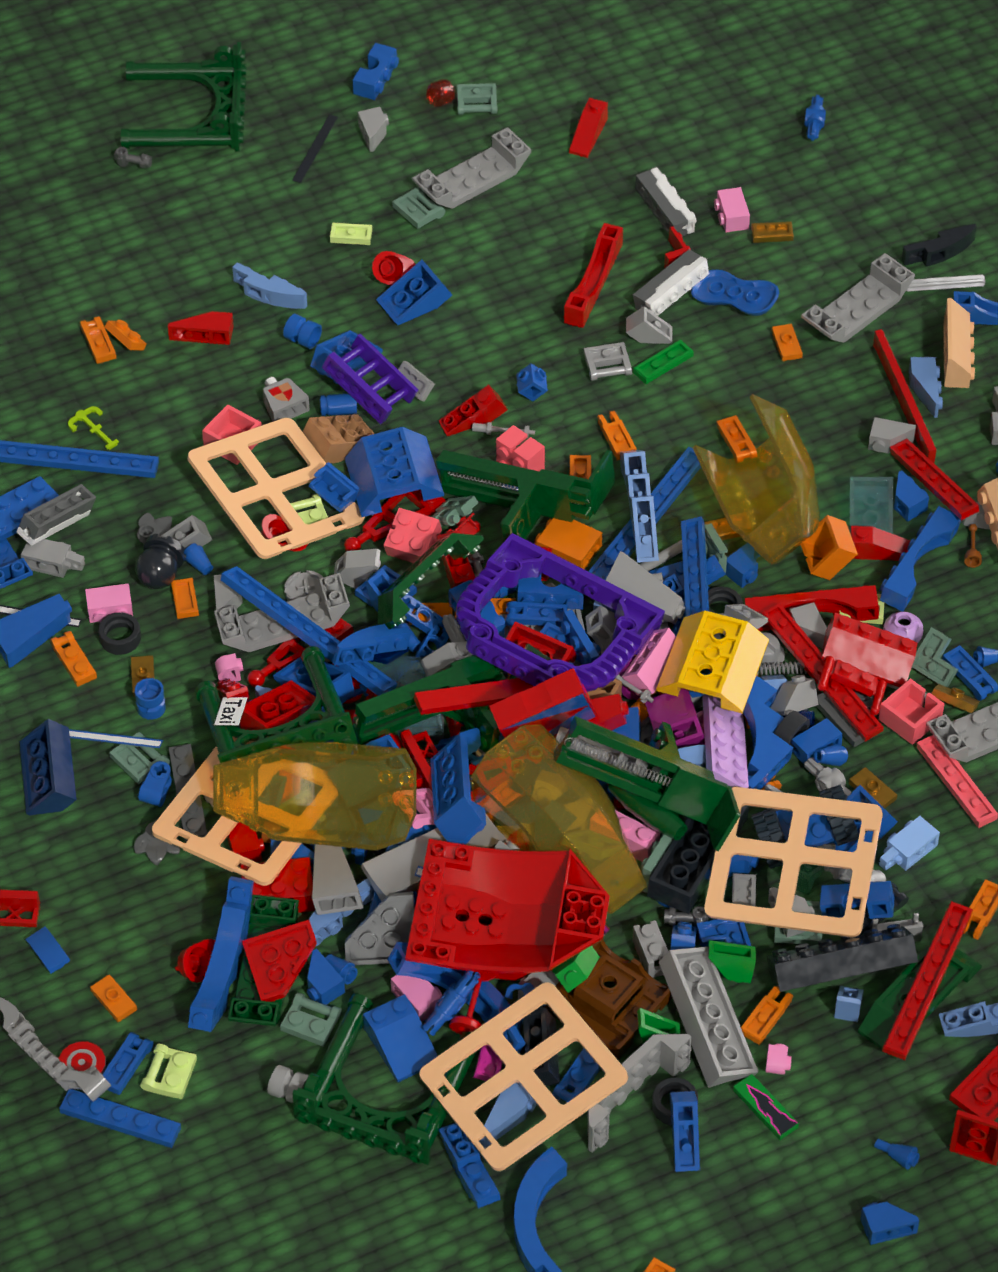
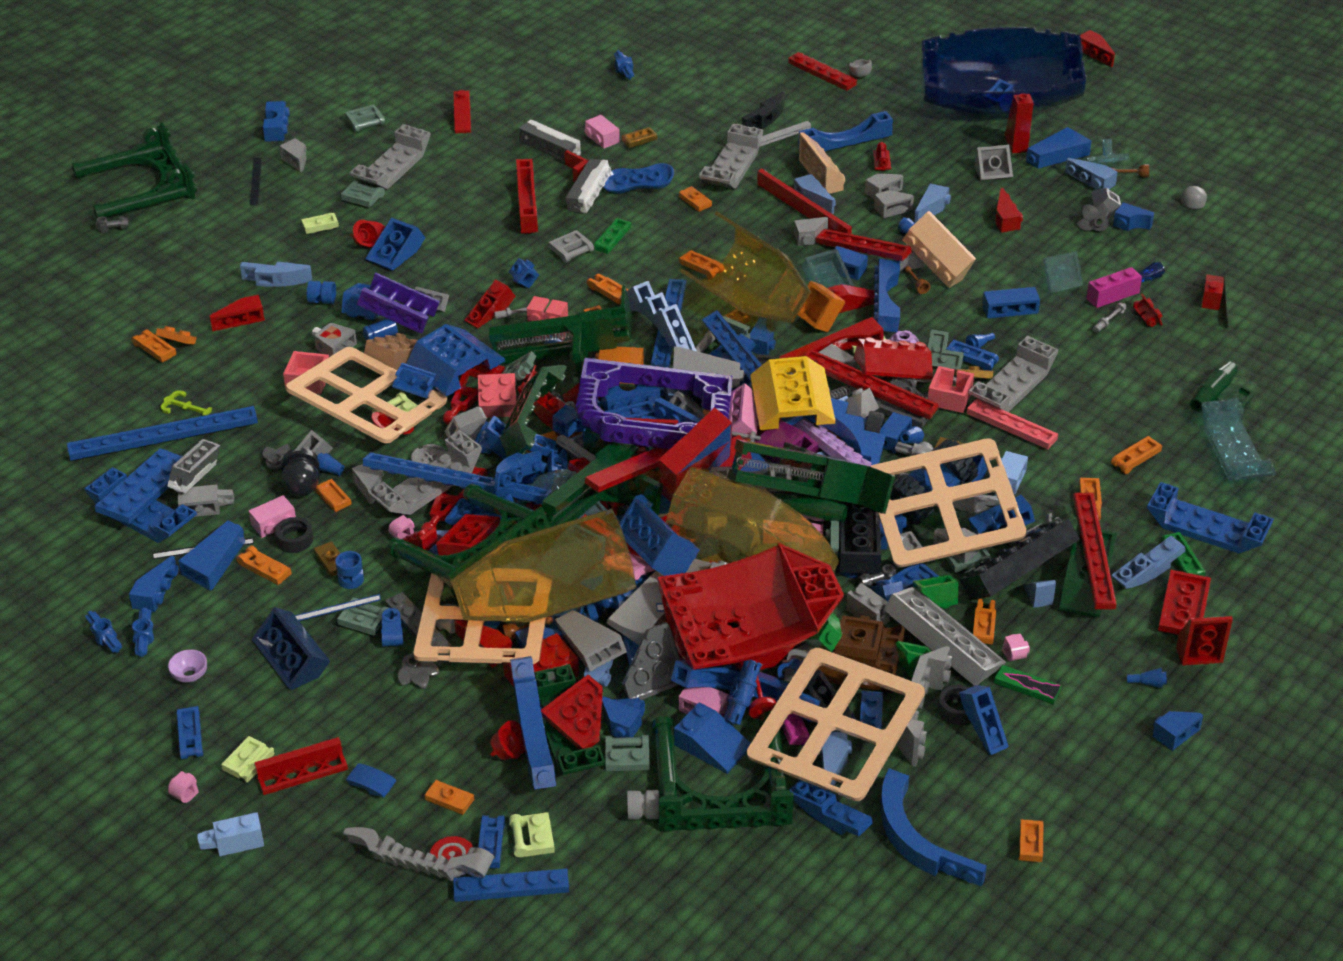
camera: 25 degrees left, 10 degrees down
(230, 711) = (432, 547): white sticker -> none
(440, 92) = (335, 120): clear red head -> none
(444, 656) = (581, 458): light grey slope -> none
(648, 327) = (587, 216): light grey slope -> none
(853, 678) = (902, 379): red plate -> none

